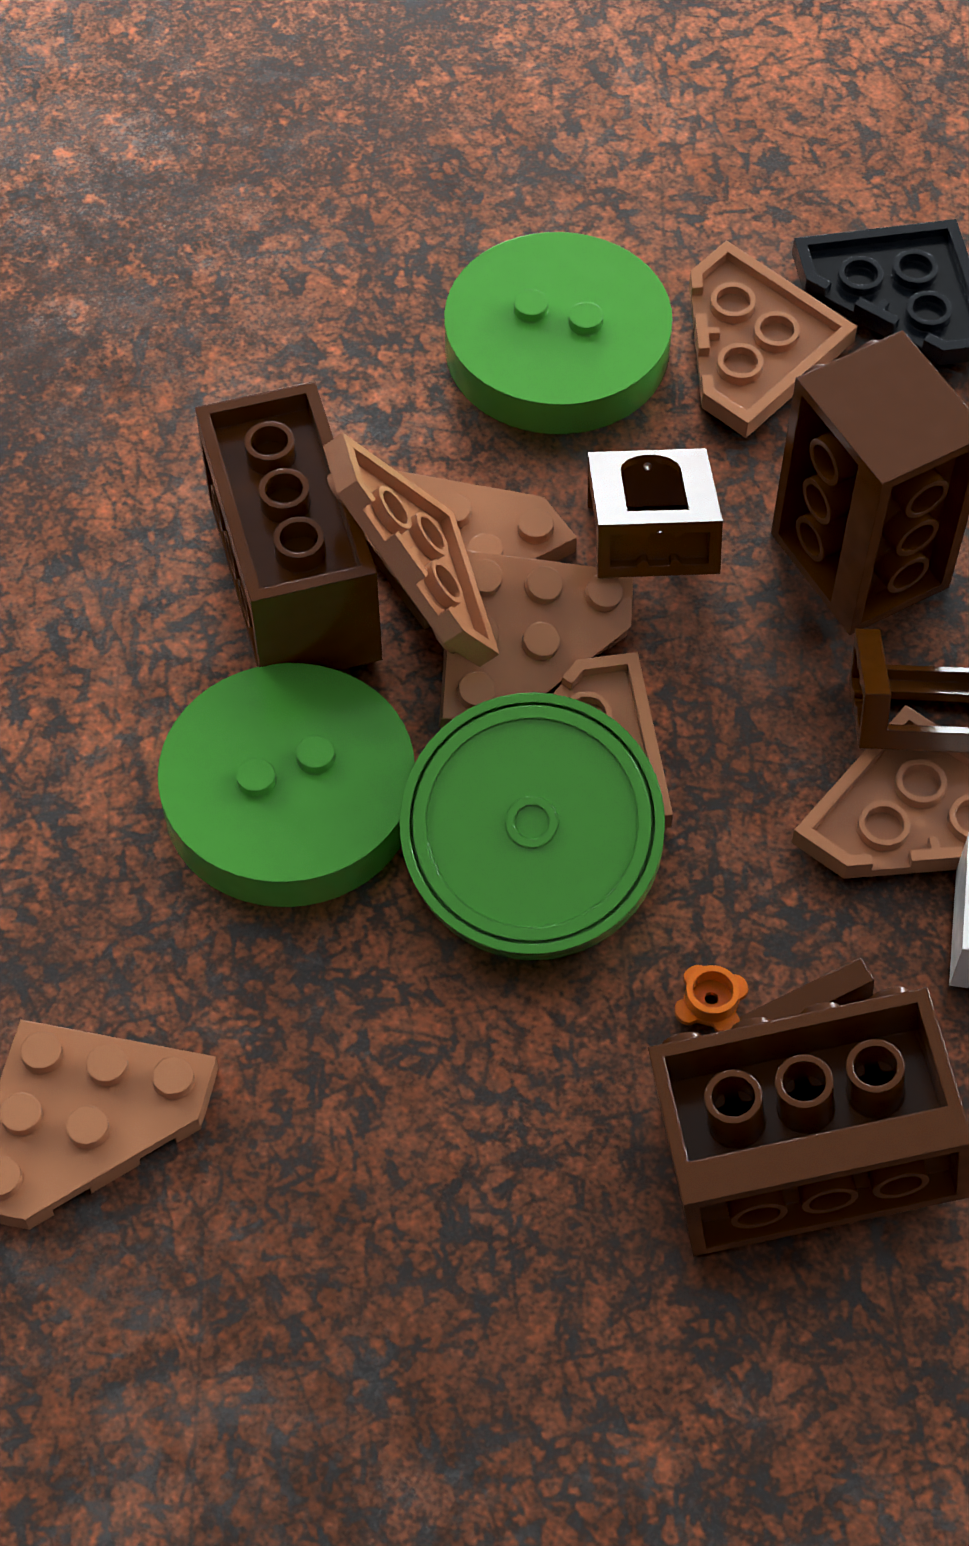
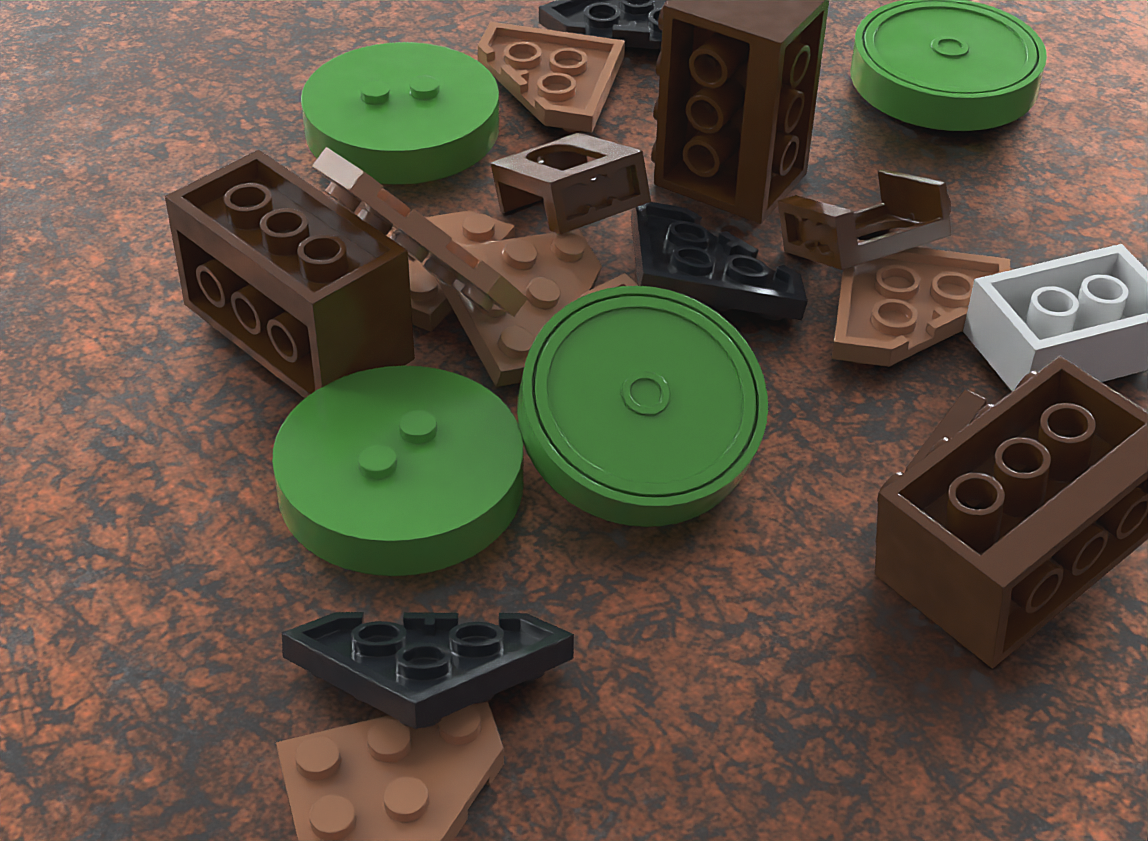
camera: 30 degrees left, 15 degrees down
(184, 1005) = (428, 662): none -> black plate
(714, 981) = (857, 477): orange plate -> none
(734, 673) = (717, 271): none -> black plate

